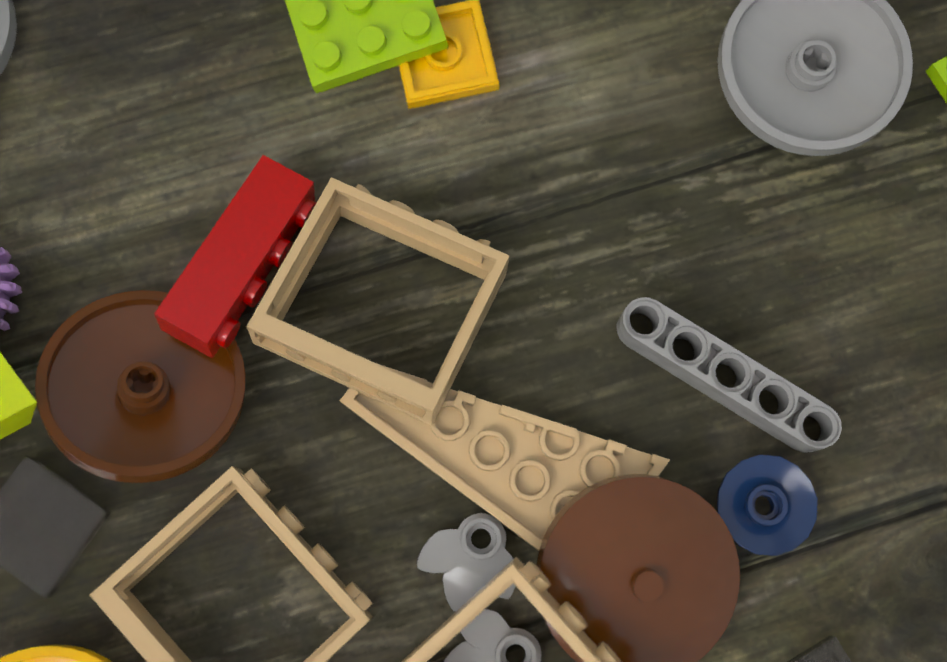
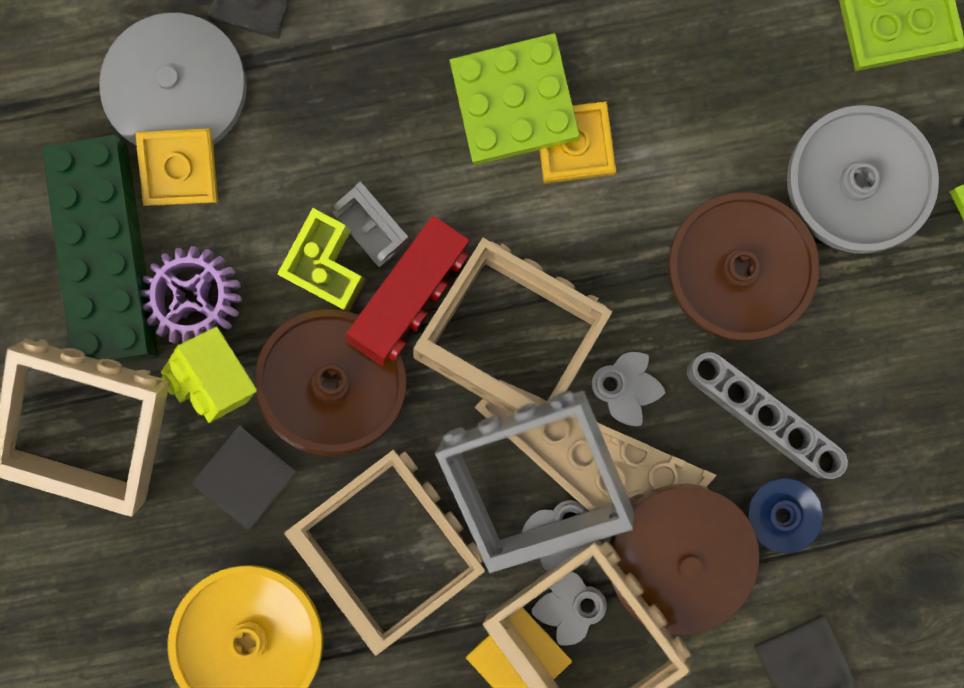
camera: 10 degrees right, 5 degrees up
(111, 227) = (313, 261): none -> neon yellow brick
(184, 177) = (370, 225): none -> light grey hinge
(458, 565) = (552, 537): none -> light grey window
(548, 357) = (632, 389): none -> light grey plate
(675, 185) = (743, 266): none -> reddish brown dish

